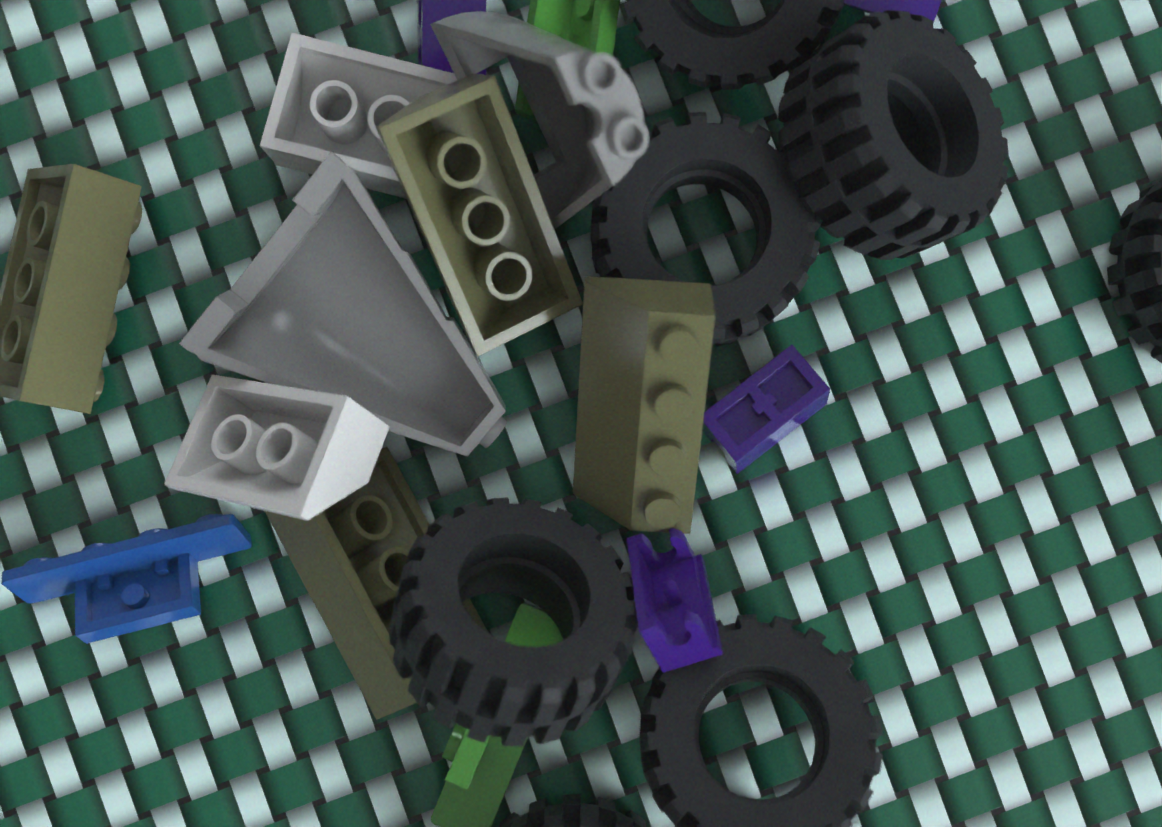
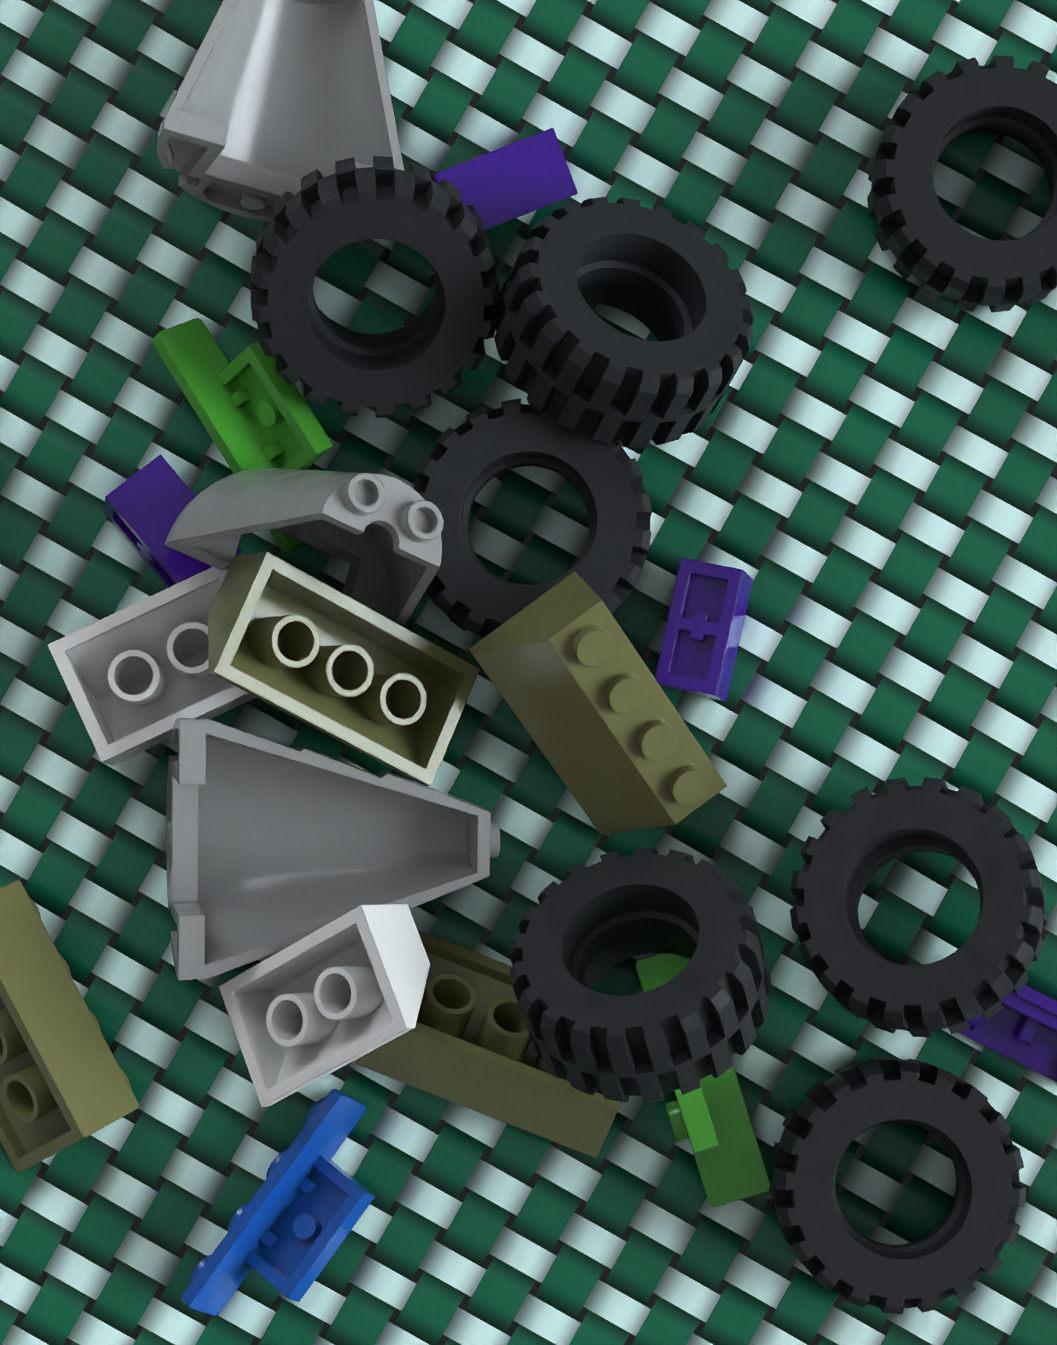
camera: 40 degrees left, 0 degrees up
(673, 602) = (758, 851): dark purple hinge -> none

